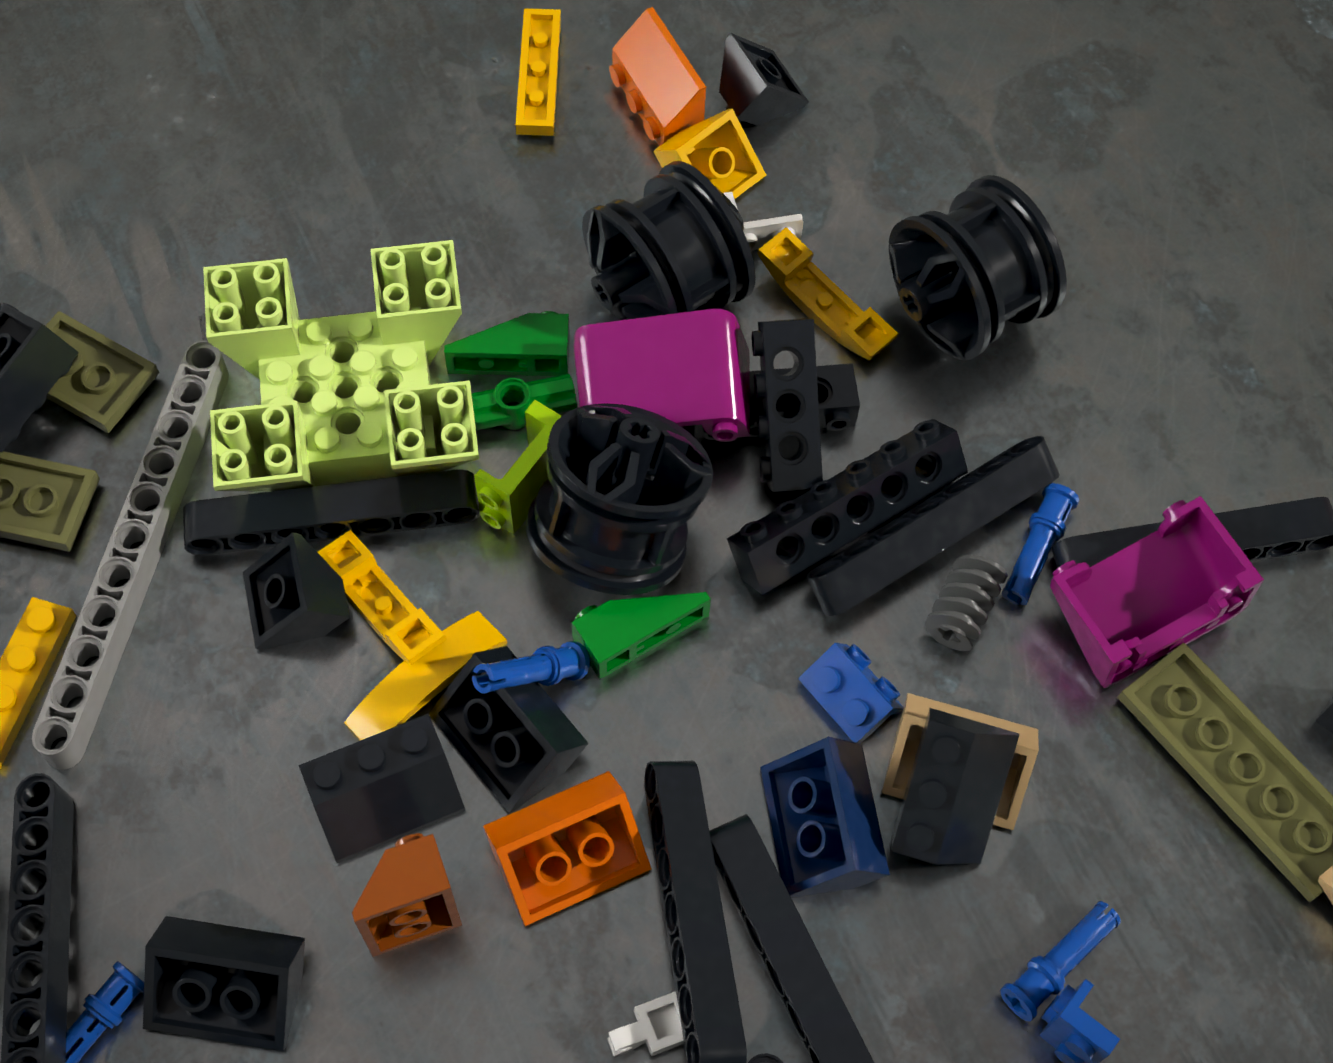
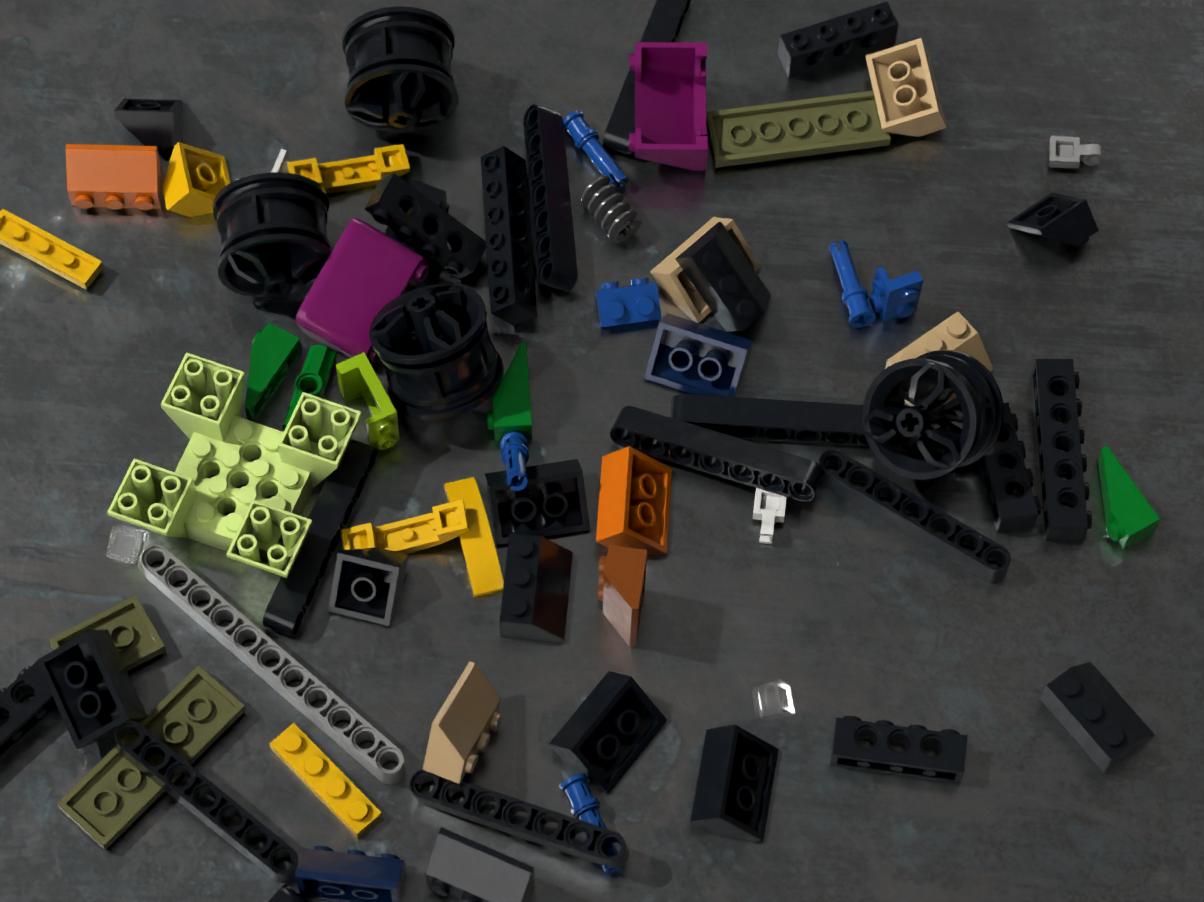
camera: 60 degrees left, 0 degrees up
(125, 794) = (463, 726): none -> tan slope

